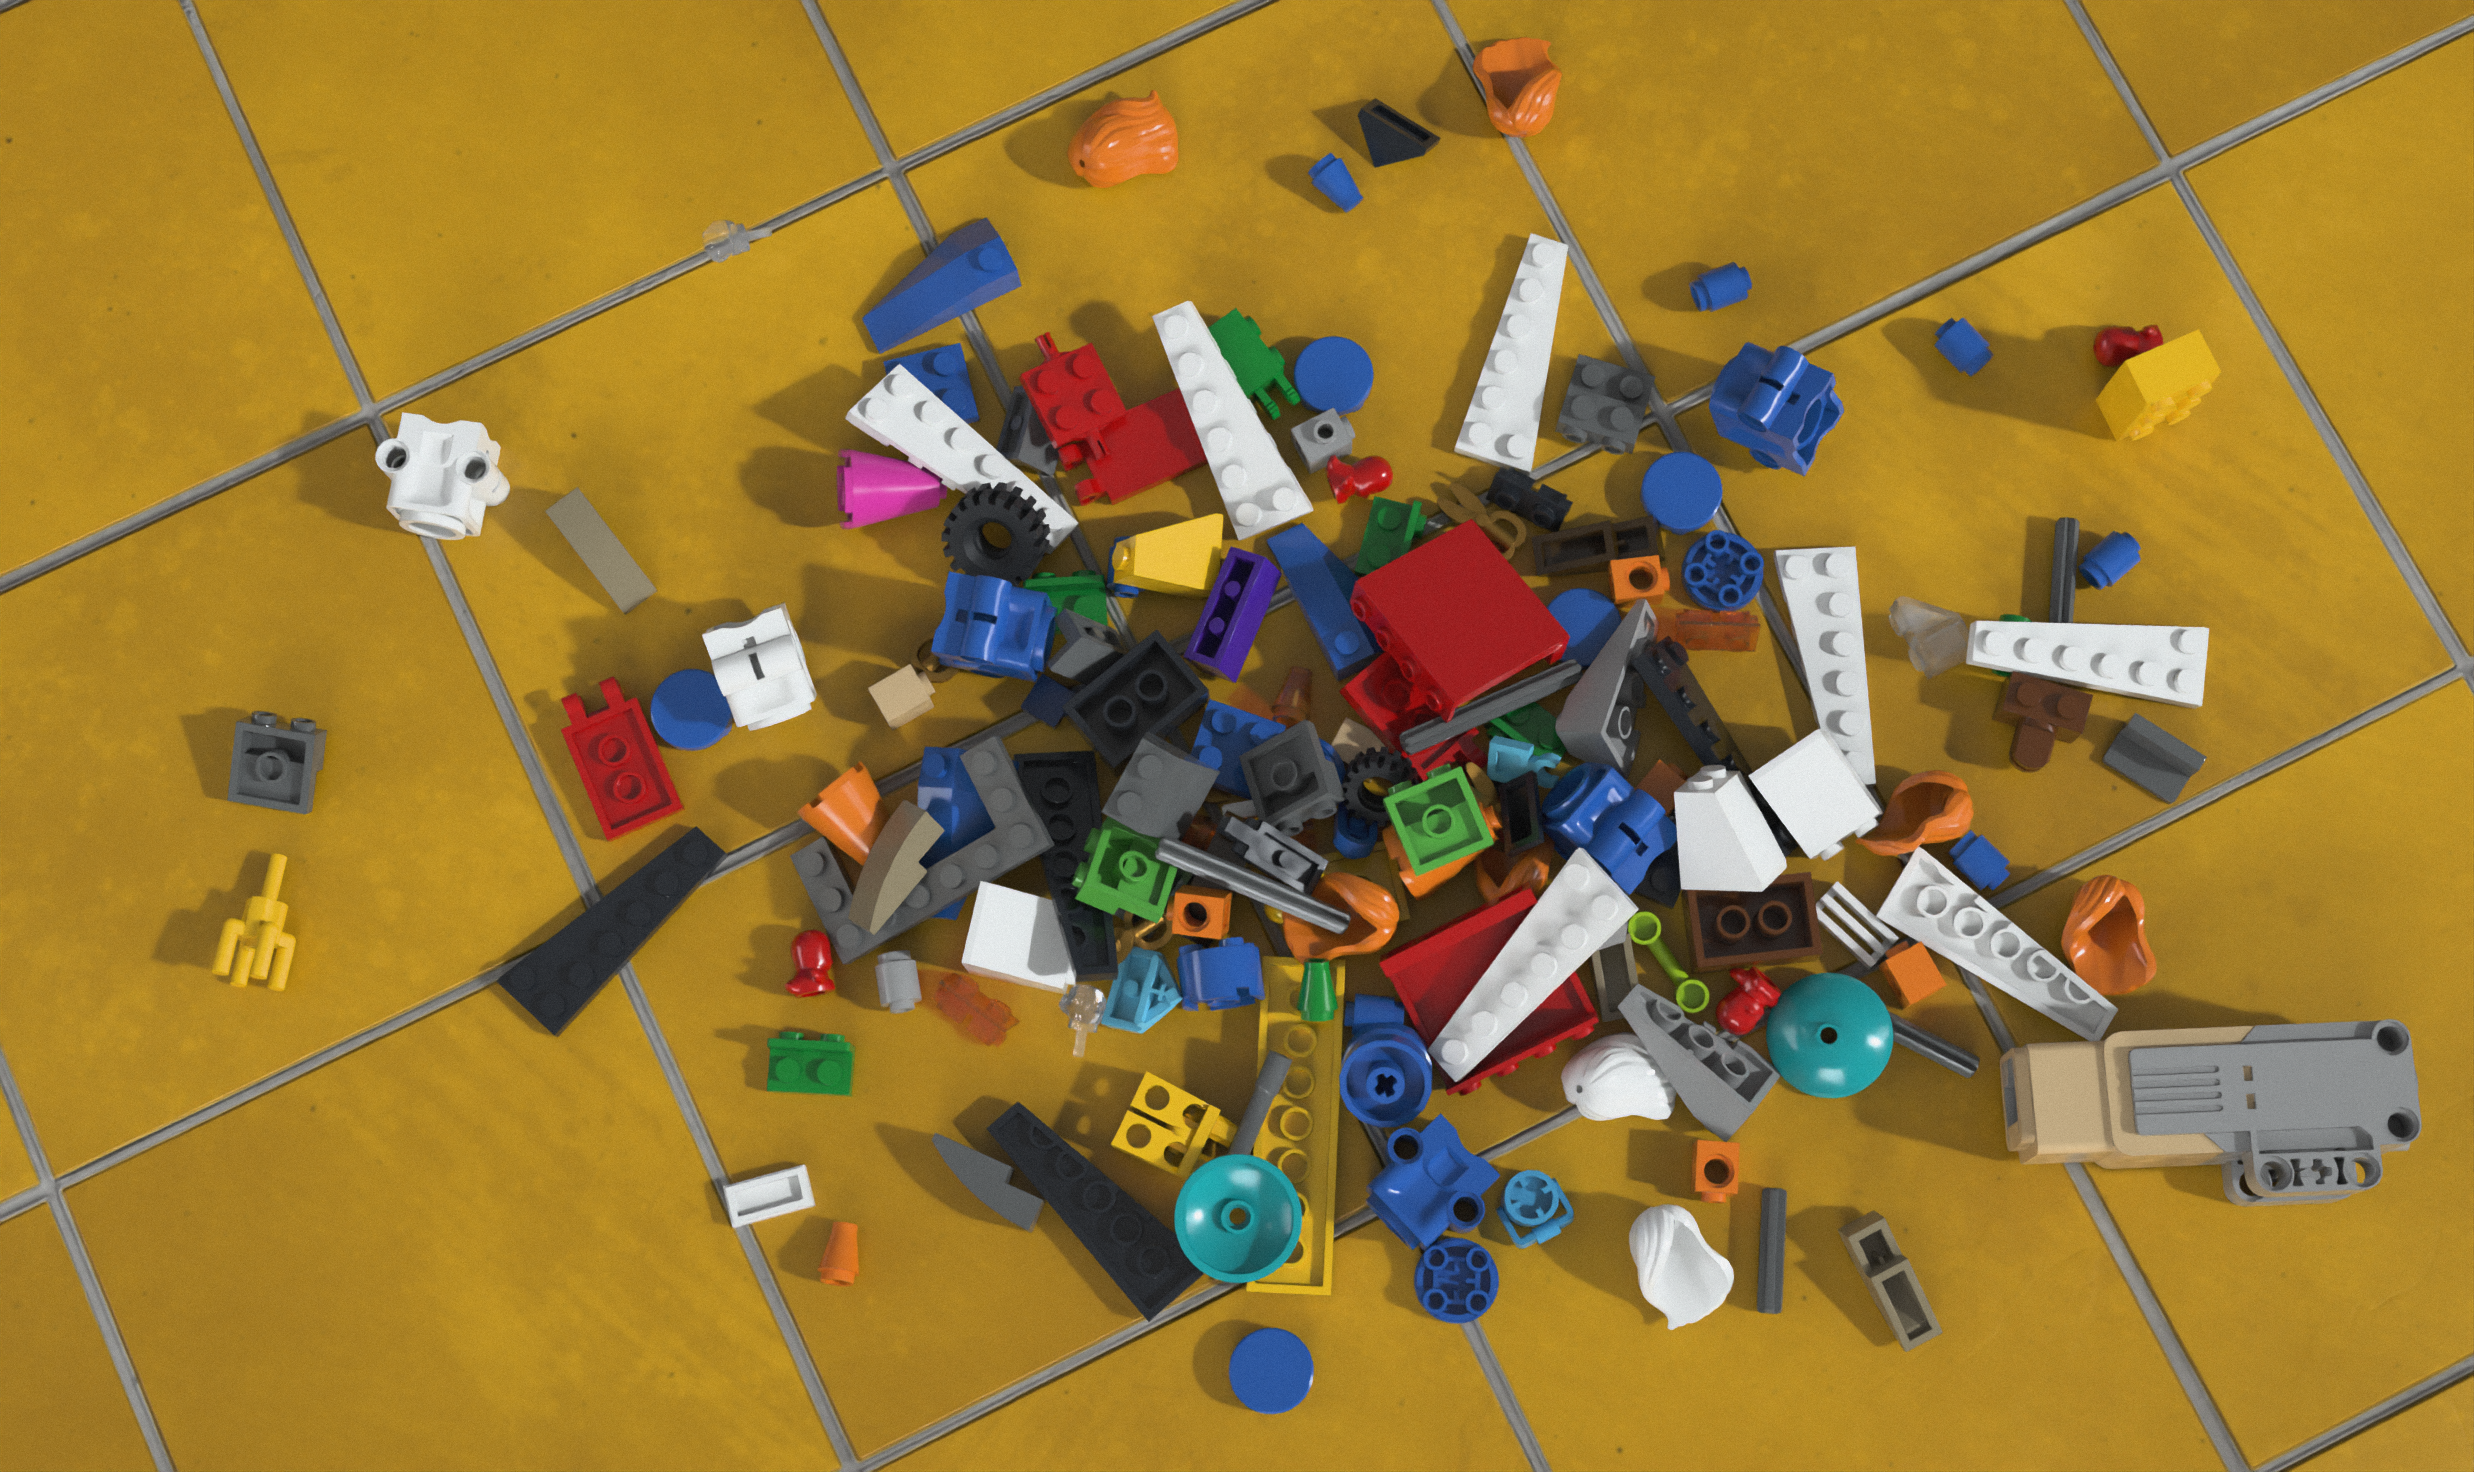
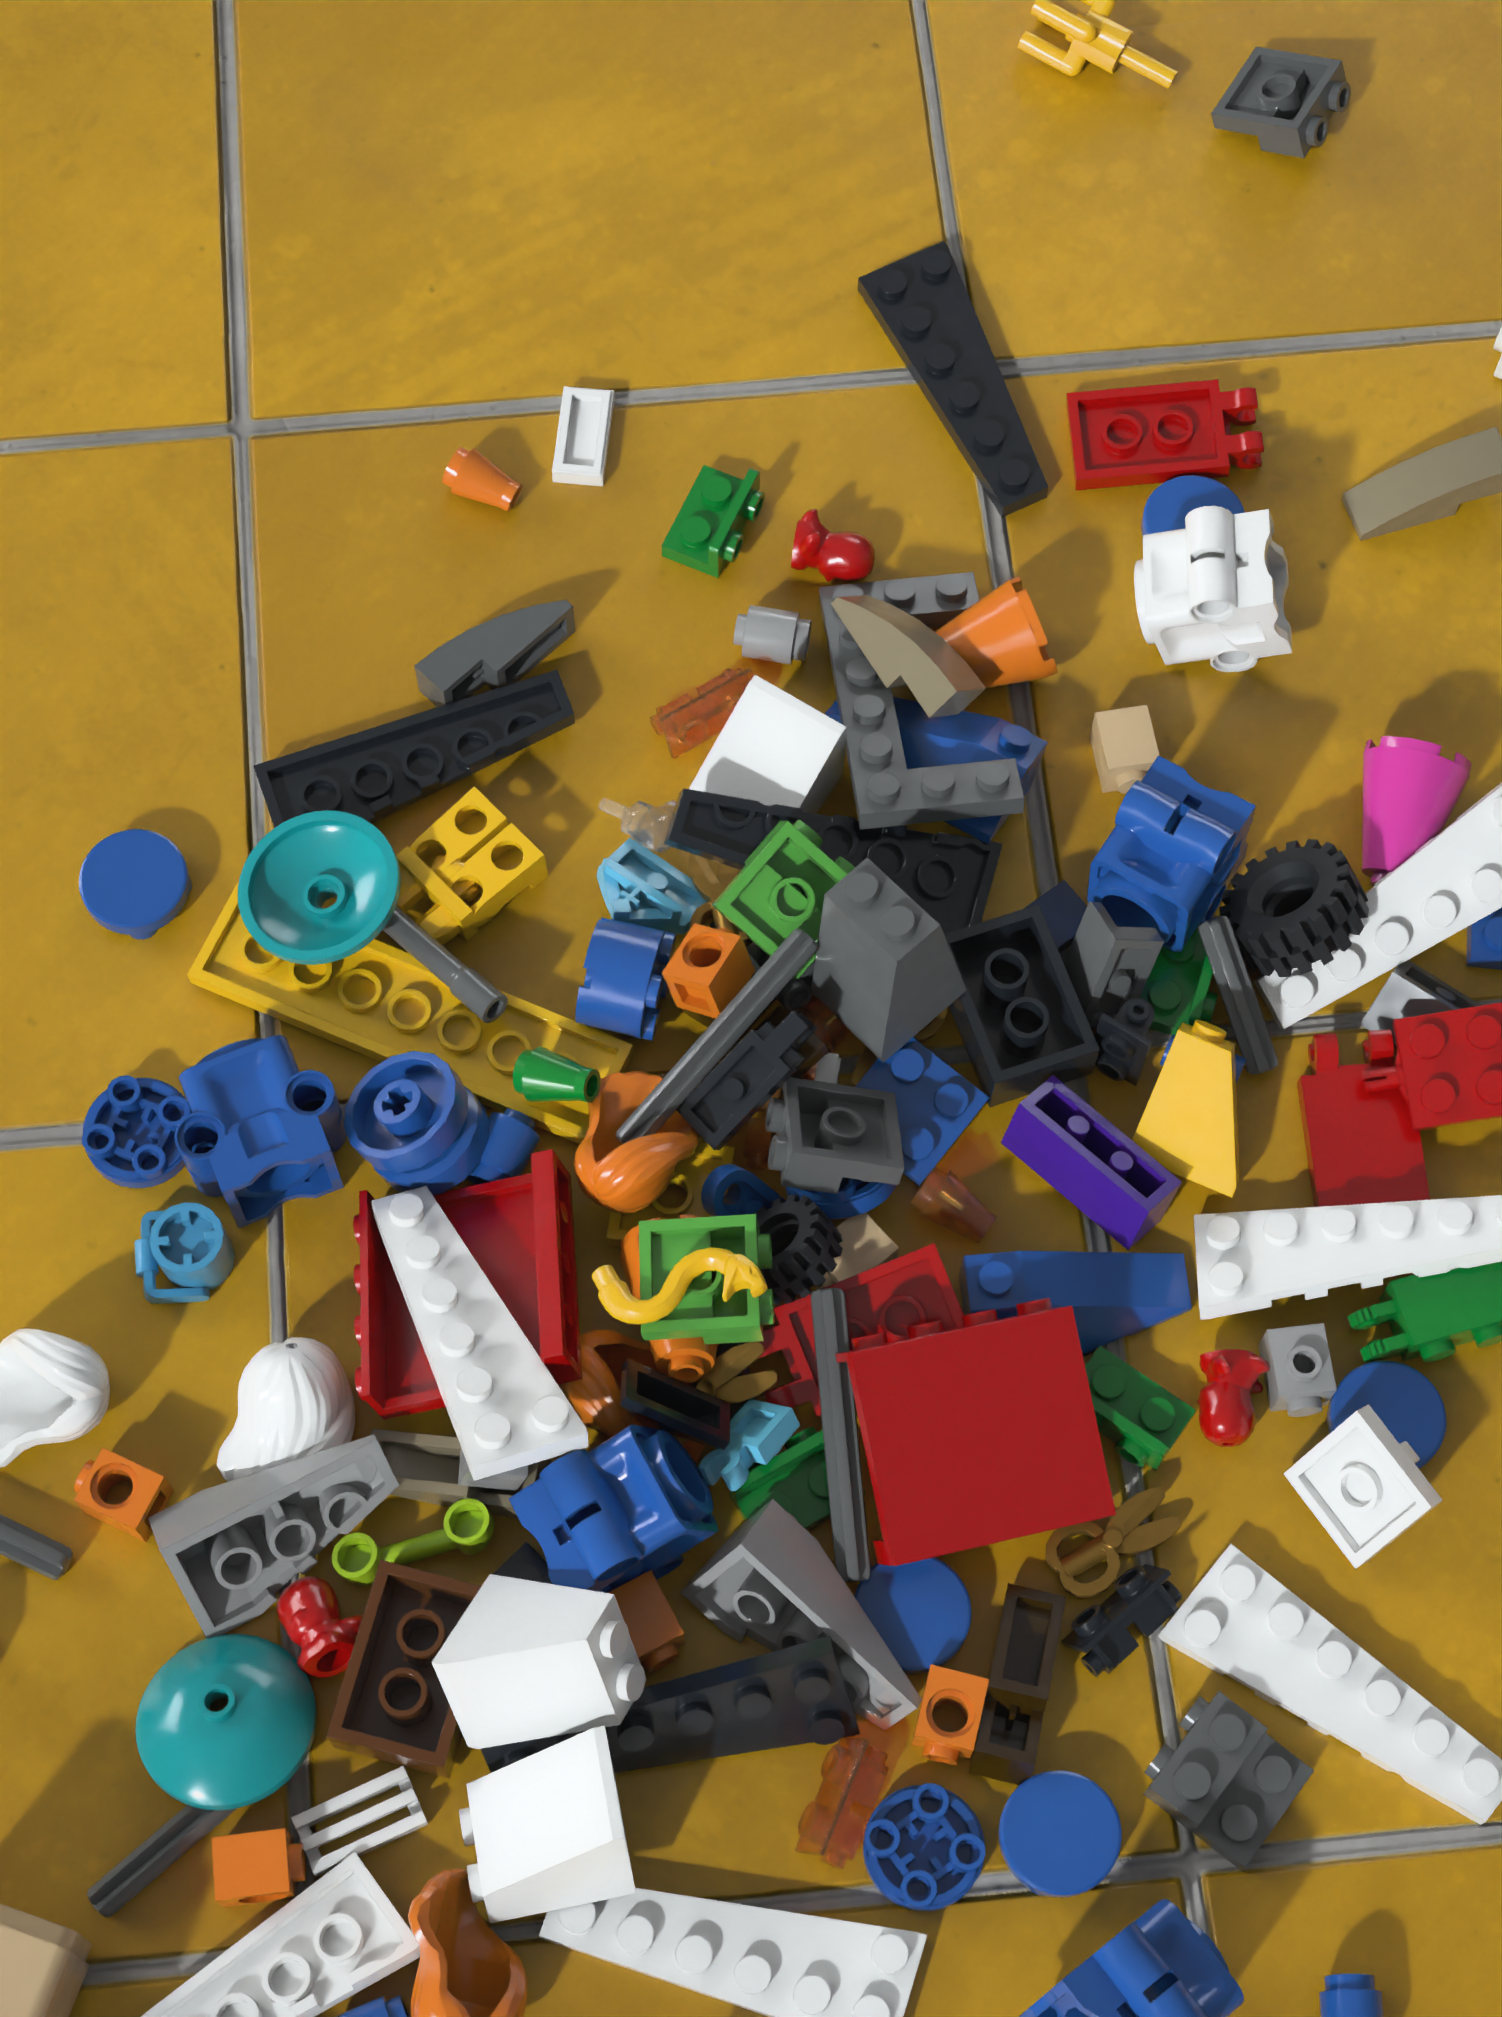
camera: 105 degrees right, 10 degrees down
(1072, 556) = (1238, 994): none -> dark grey axle
(1136, 616) = (1123, 1041): none -> black hinge
(1390, 373) = (1363, 1486): none -> white hinge
(1483, 855) = (619, 1302): none -> yellow animal

